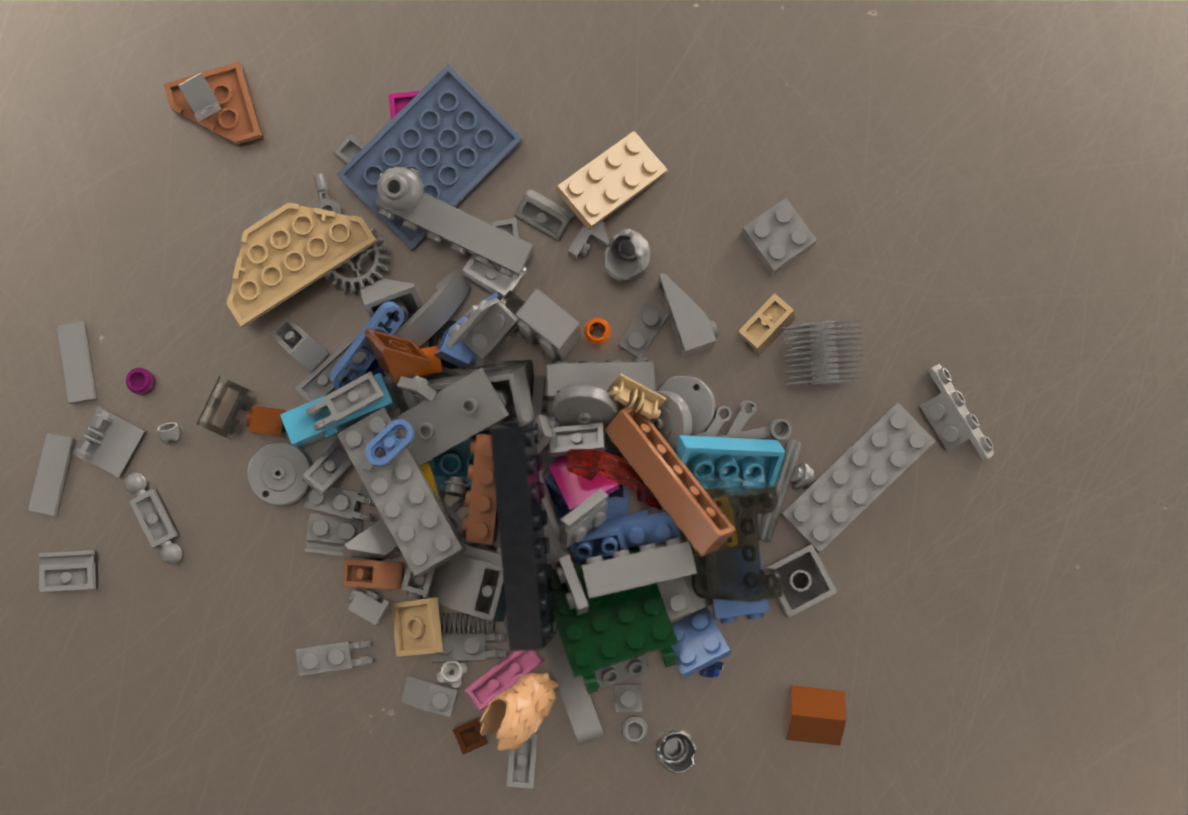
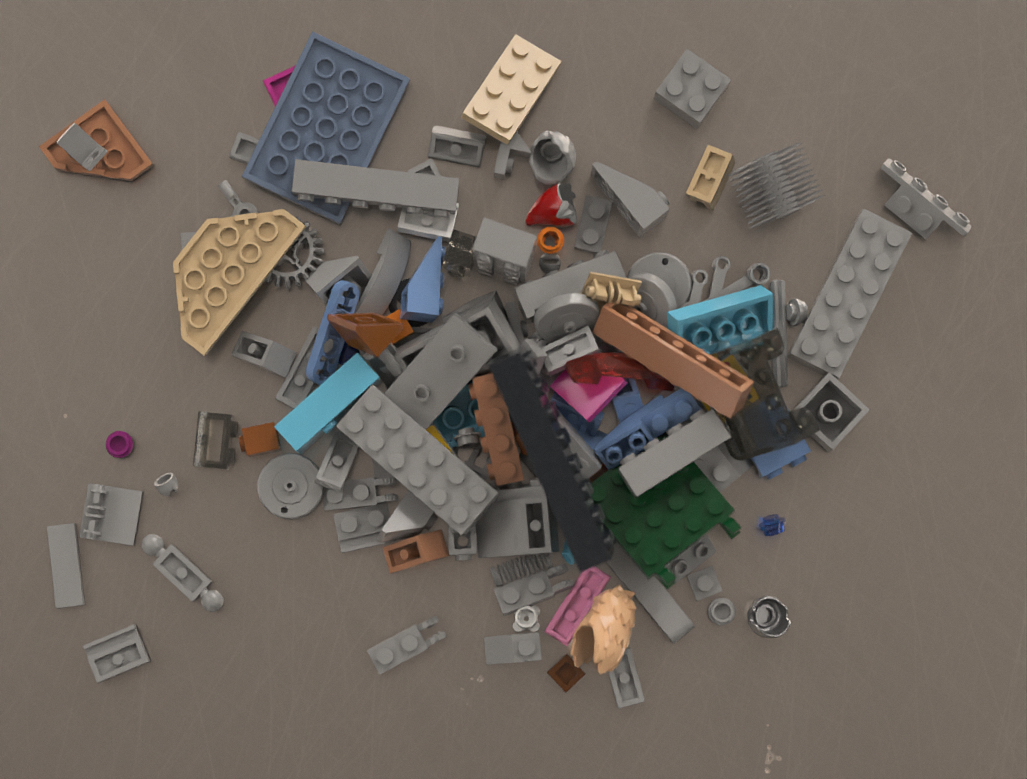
camera: 25 degrees left, 0 degrees up
(76, 362) = (50, 448): light grey tile -> none
(347, 400) = (336, 389): light grey hinge -> none
(368, 605) = (422, 582): light grey brick -> none
(388, 440) = (391, 415): medium blue plate -> none
(400, 189) = (314, 167): light grey piece -> none
(417, 387) = (399, 354): light grey plate -> none
(417, 627) = (477, 586): tan plate -> none
(484, 327) = (444, 273): light grey bracket -> none
(567, 575) = (622, 499): light grey plate -> none
(583, 518) = (603, 423): light grey plate -> none
(589, 356) = (546, 268): none -> light grey hinge
(612, 302) = (554, 207): none -> red hat
(698, 643) = (754, 505): medium blue plate -> none
(816, 715) = (890, 536): dark orange slope -> none

